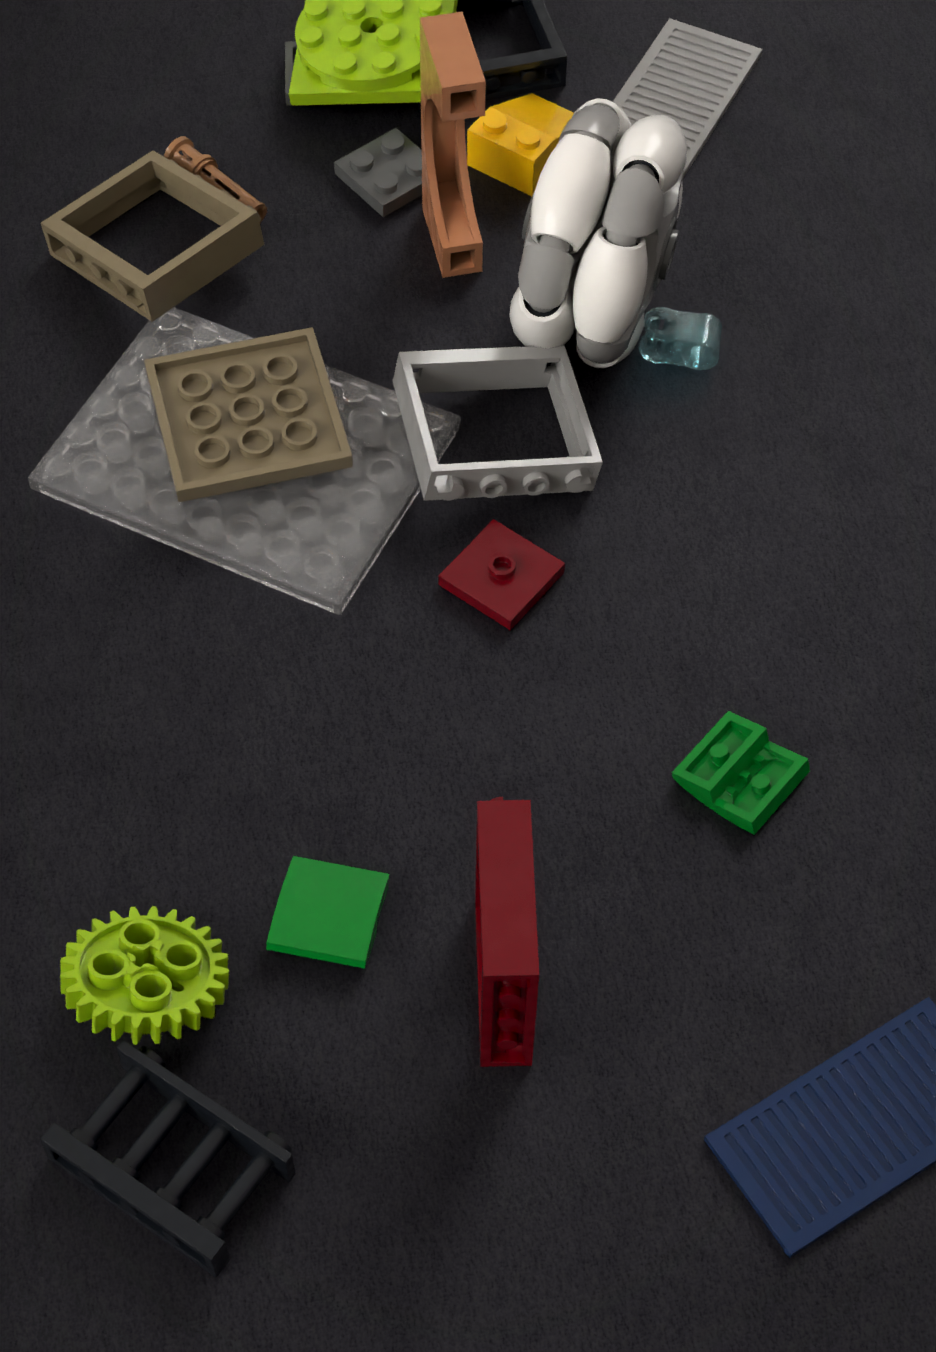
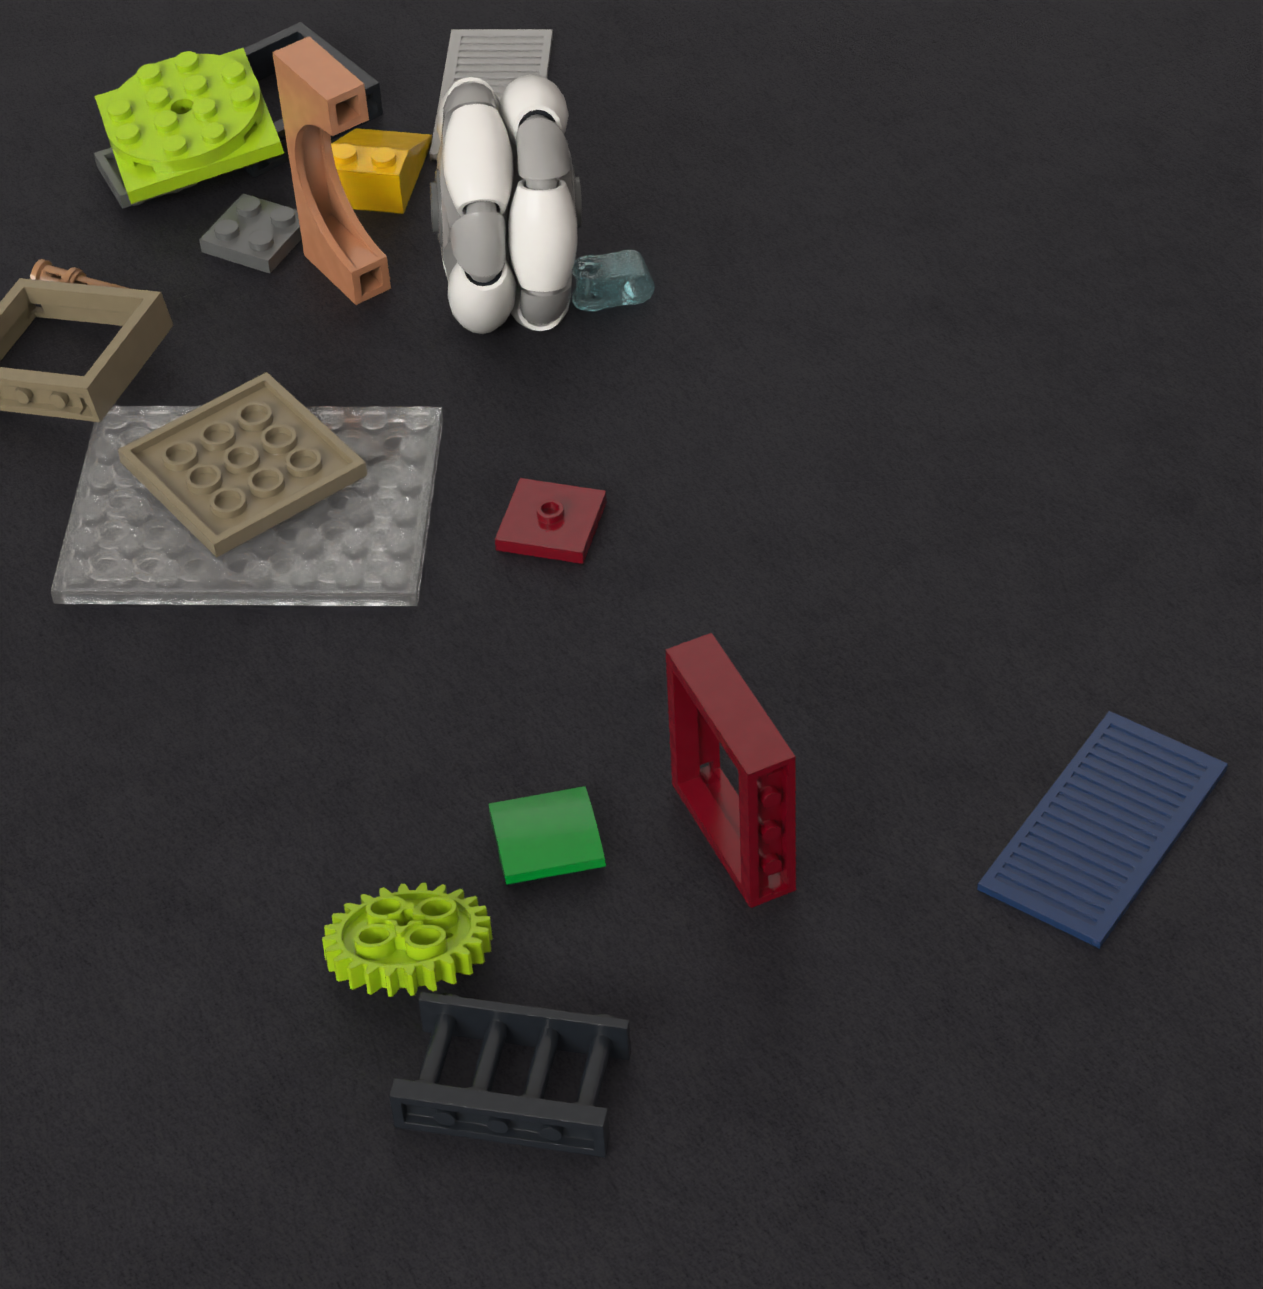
camera: 20 degrees left, 10 degrees down
(497, 370) = (465, 352): light grey window -> none
(741, 772) = (854, 601): green slope -> none

